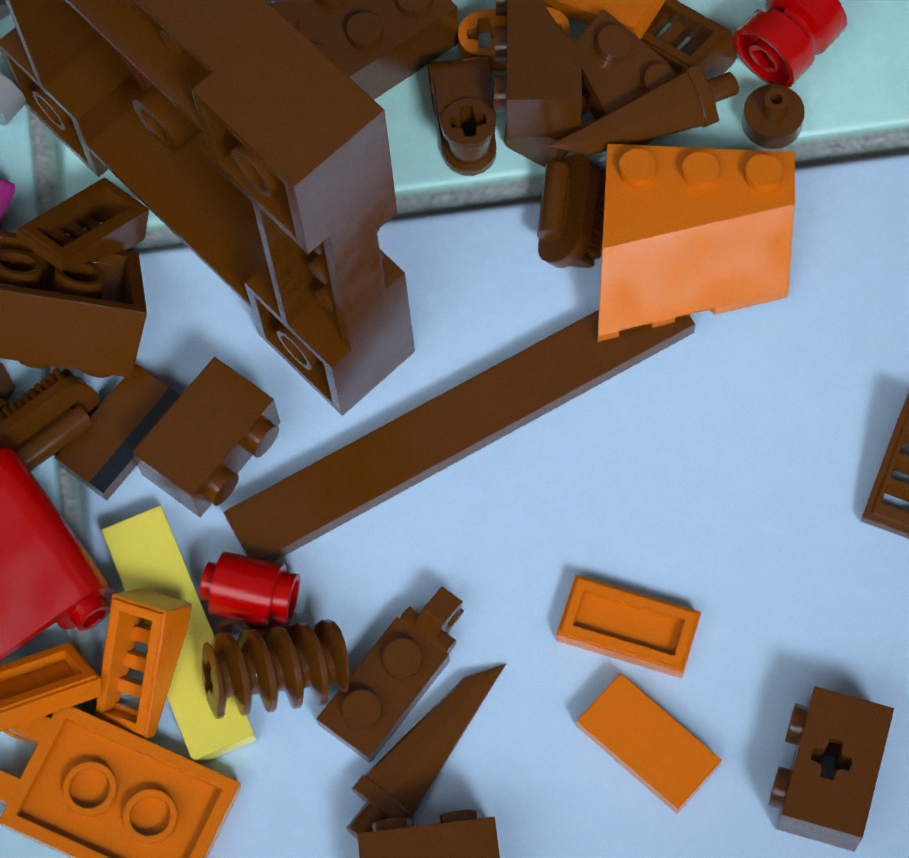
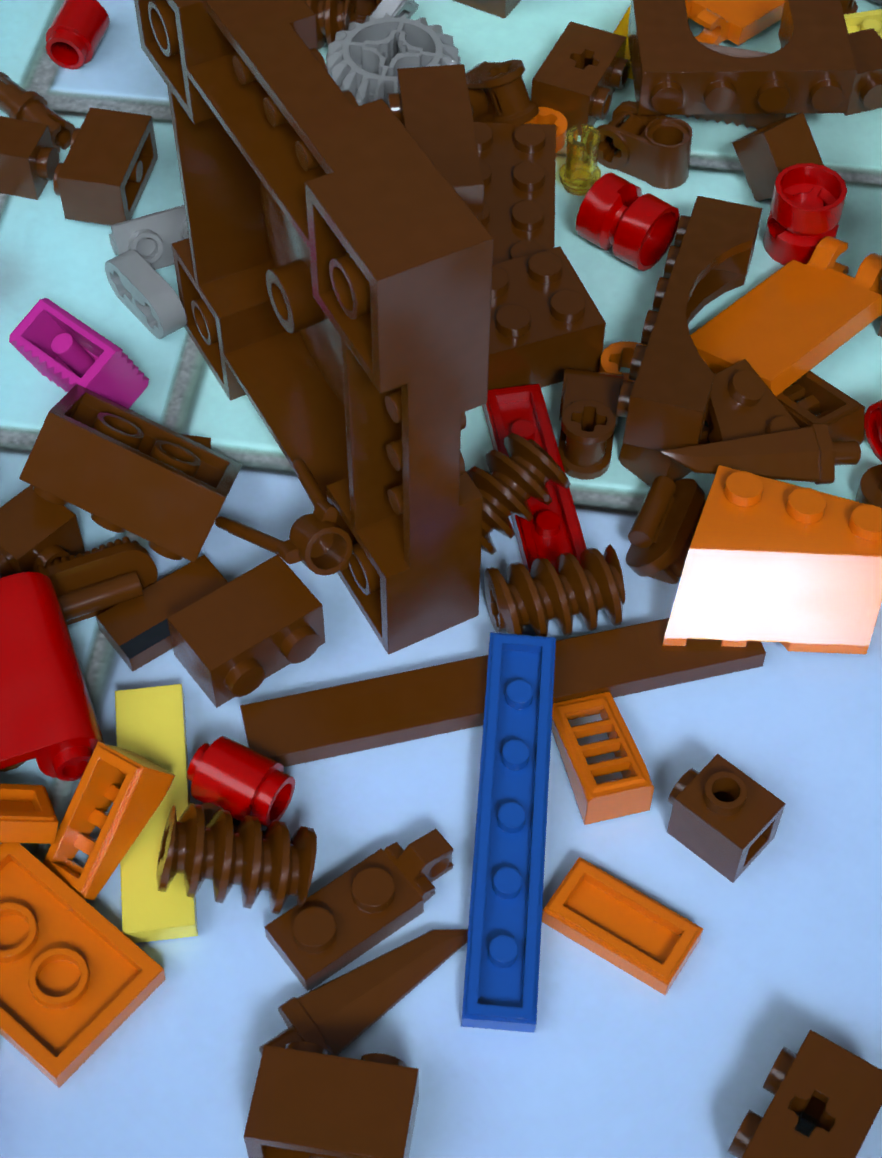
camera: 10 degrees right, 15 degrees down
(103, 209) = (201, 423): reddish brown slope -> none
(244, 331) = (313, 537): none -> reddish brown plant
(417, 212) = (512, 484): none -> reddish brown piece
(438, 204) = (555, 525): none -> red tile
(485, 318) = (556, 592): none -> reddish brown piece
(507, 563) = (510, 836): none -> blue tile
(590, 509) = (608, 798): none -> orange slope
(648, 743) = (612, 1051): orange tile -> none
(693, 501) = (723, 816): none -> reddish brown brick

